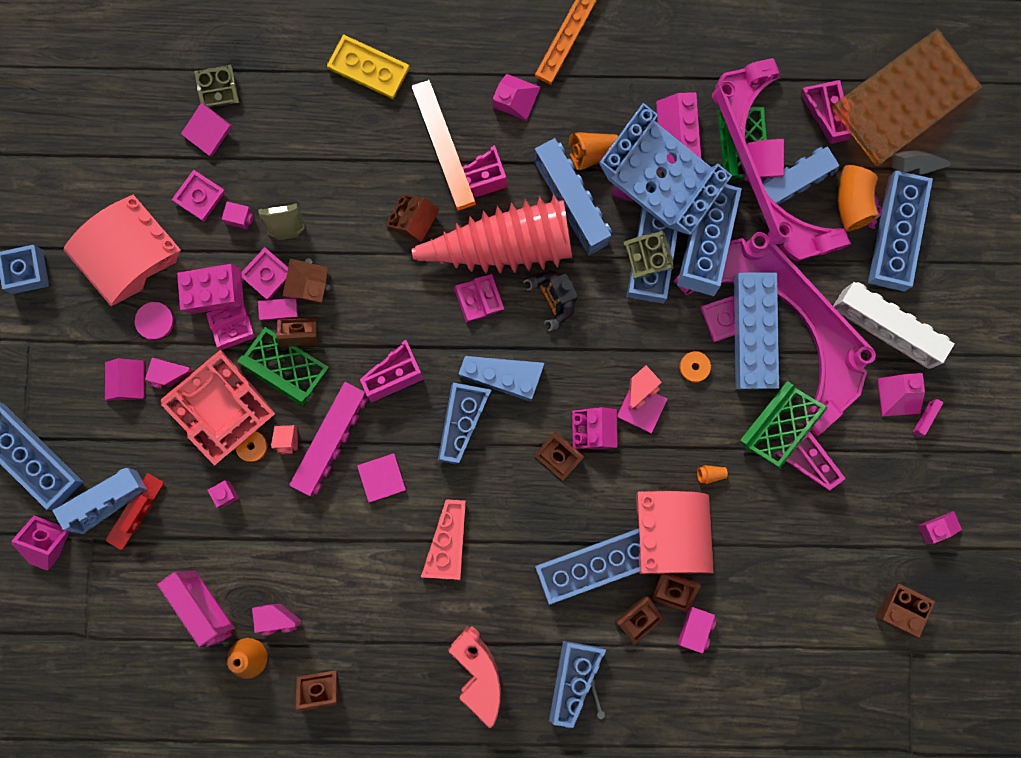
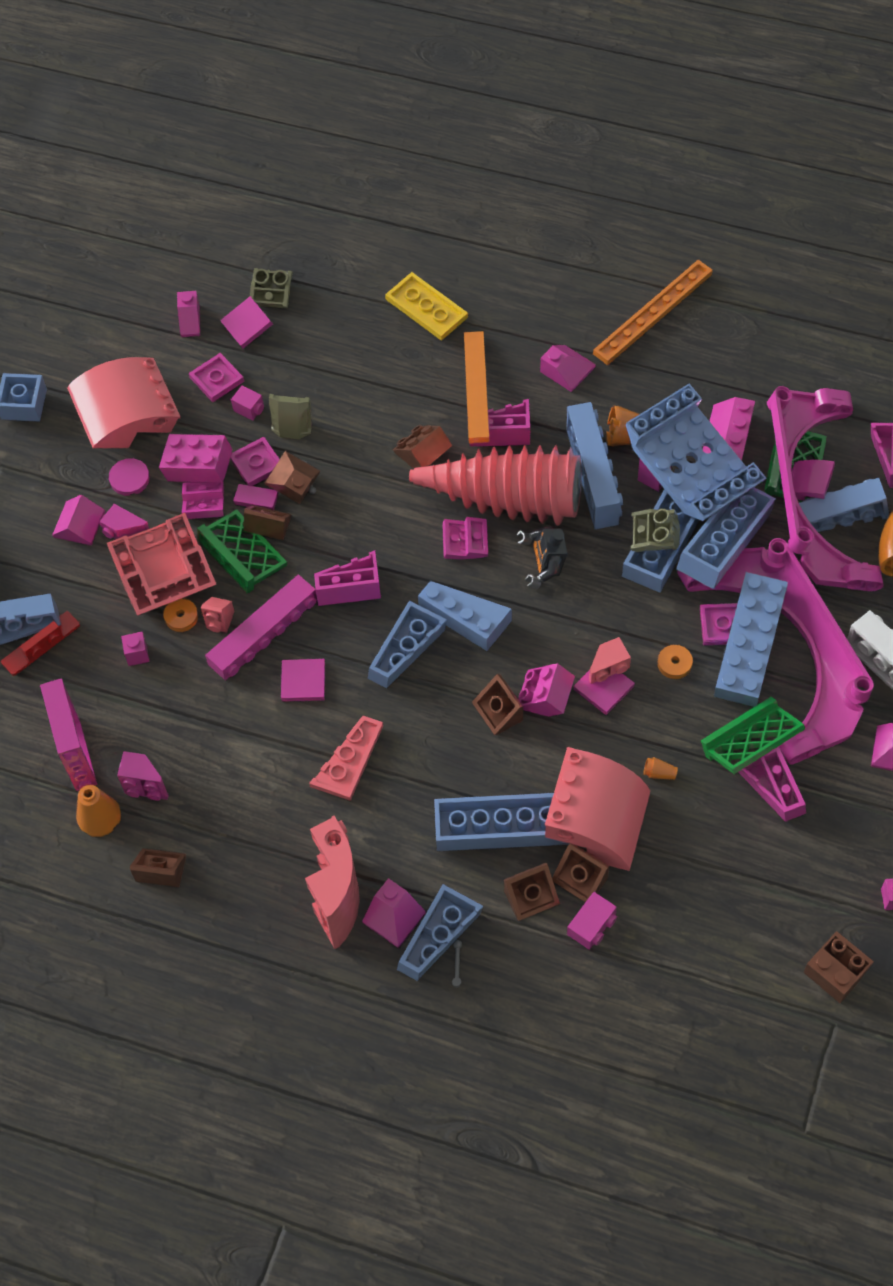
camera: 25 degrees right, 20 degrees down
(149, 135) = (188, 313): none -> dark pink slope
(531, 673) = (393, 913): none -> dark pink slope

